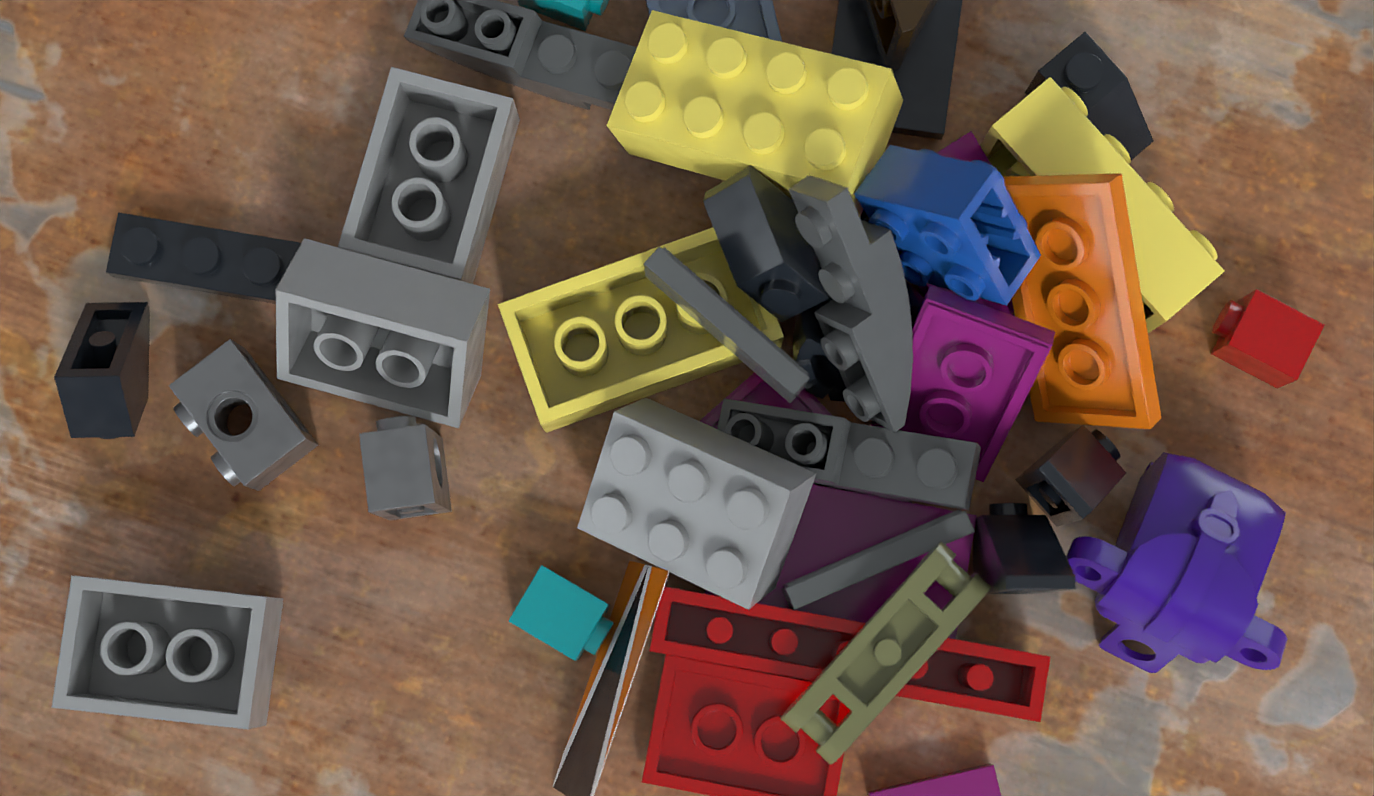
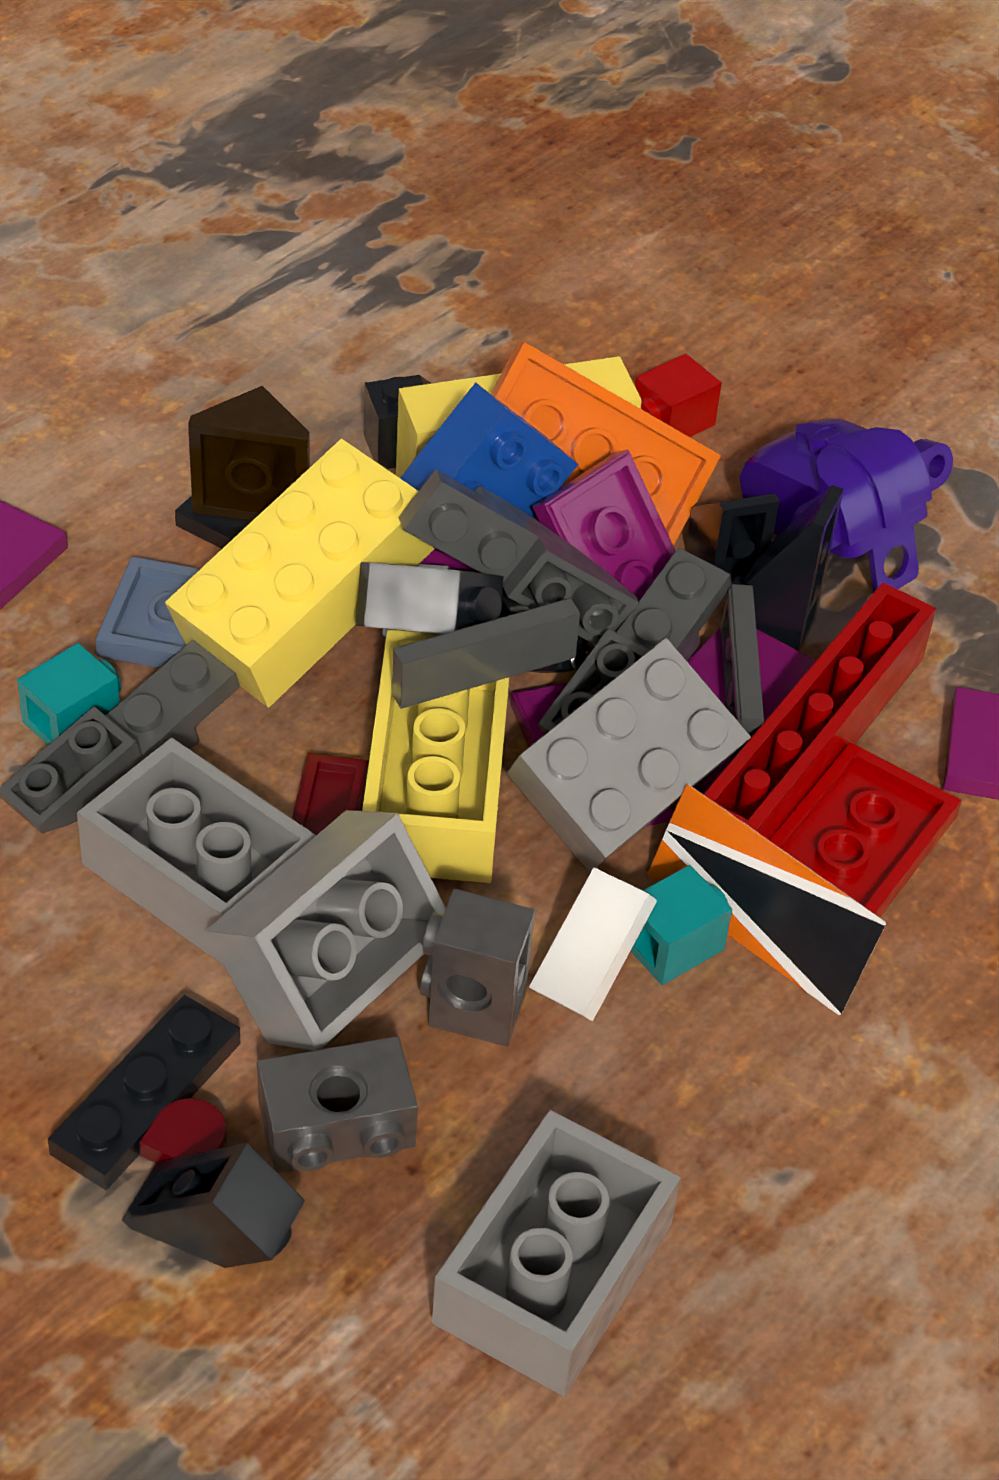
camera: 70 degrees left, 35 degrees down
(174, 315) = (184, 1130): none -> dark red tile
(492, 553) = (593, 944): none -> white tile
(557, 254) = (329, 789): none -> dark red tile
(886, 652) = (836, 667): olive plate -> none

